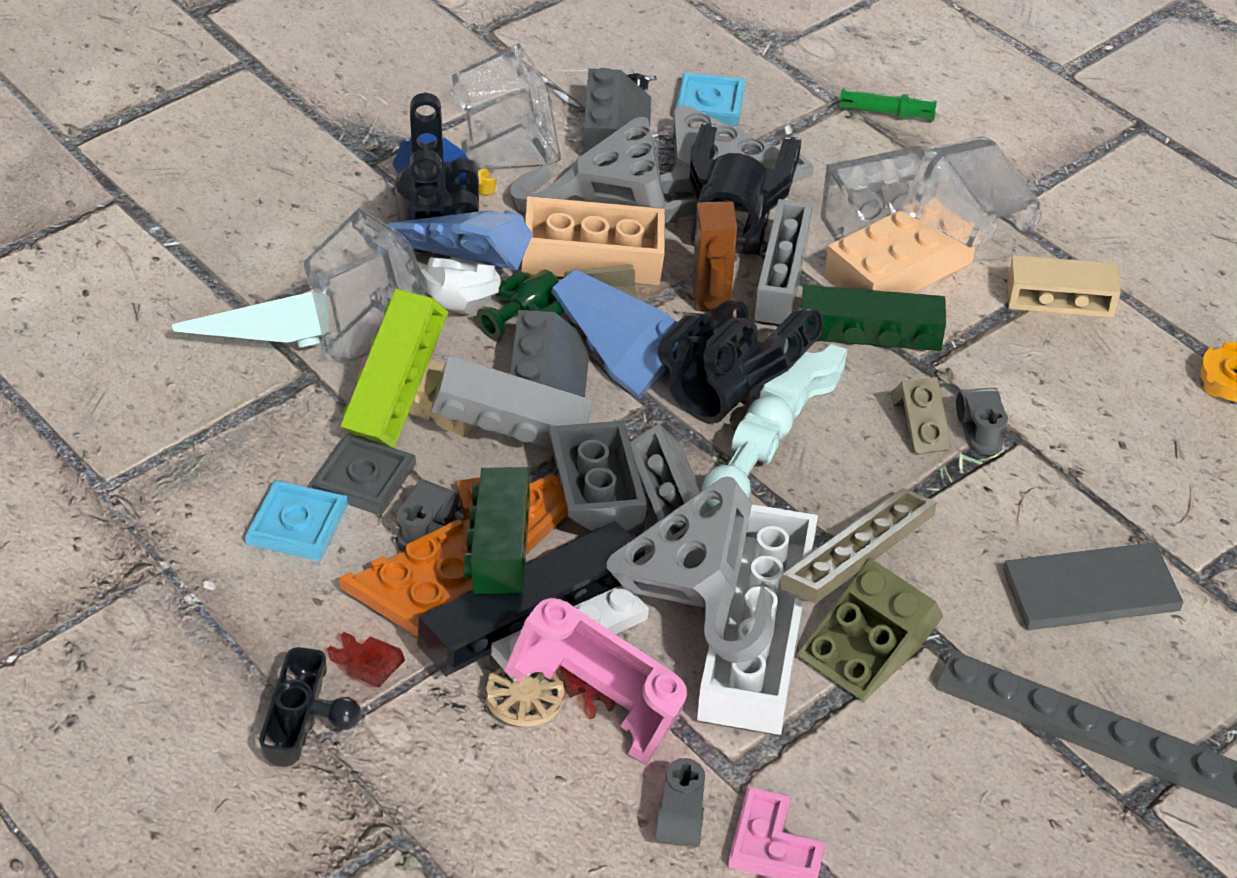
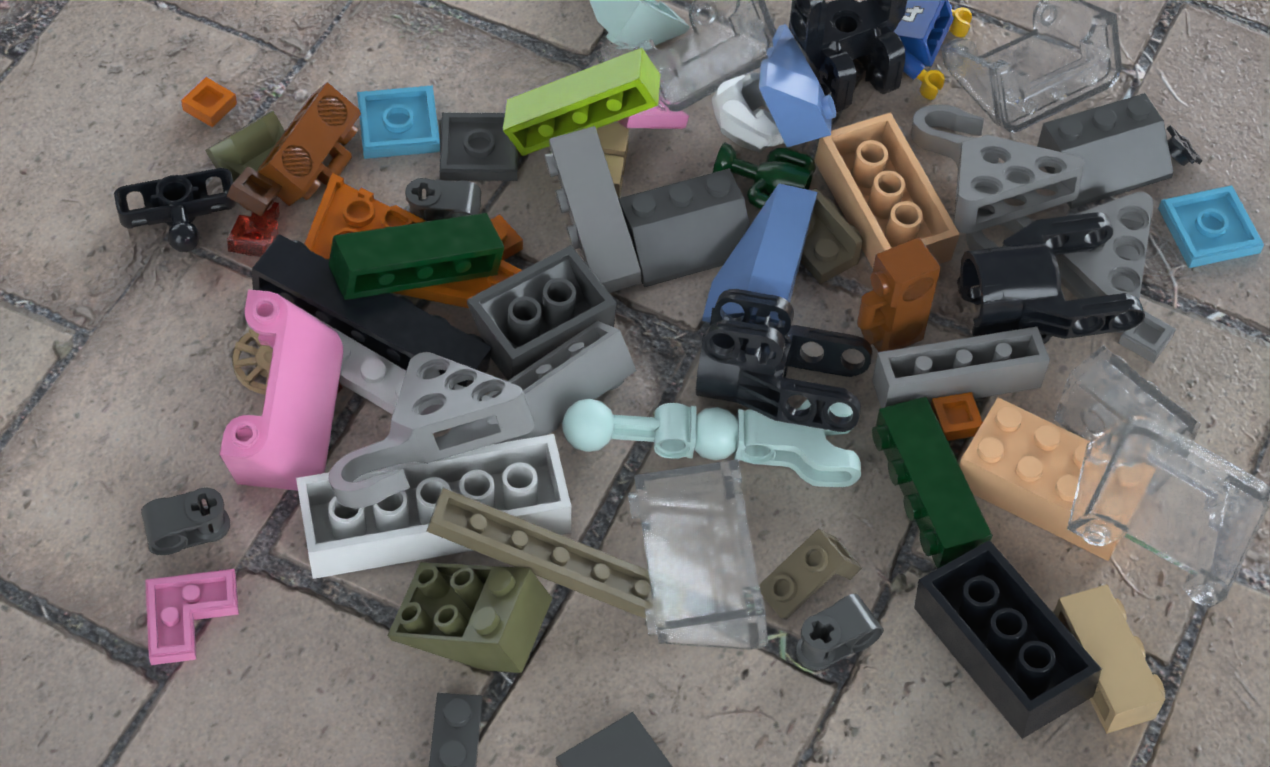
camera: 65 degrees right, 10 degrees up
(180, 649) = (209, 102): none -> orange plate
(270, 631) = (247, 145): none -> olive slope
(295, 582) = (314, 132): none -> dark orange piece
(333, 636) = (254, 191): none -> reddish brown plate
(816, 277) = (957, 415): none -> orange plate
(897, 462) = (700, 558): none -> clear windscreen
(1031, 325) = (1006, 638): none -> black brick

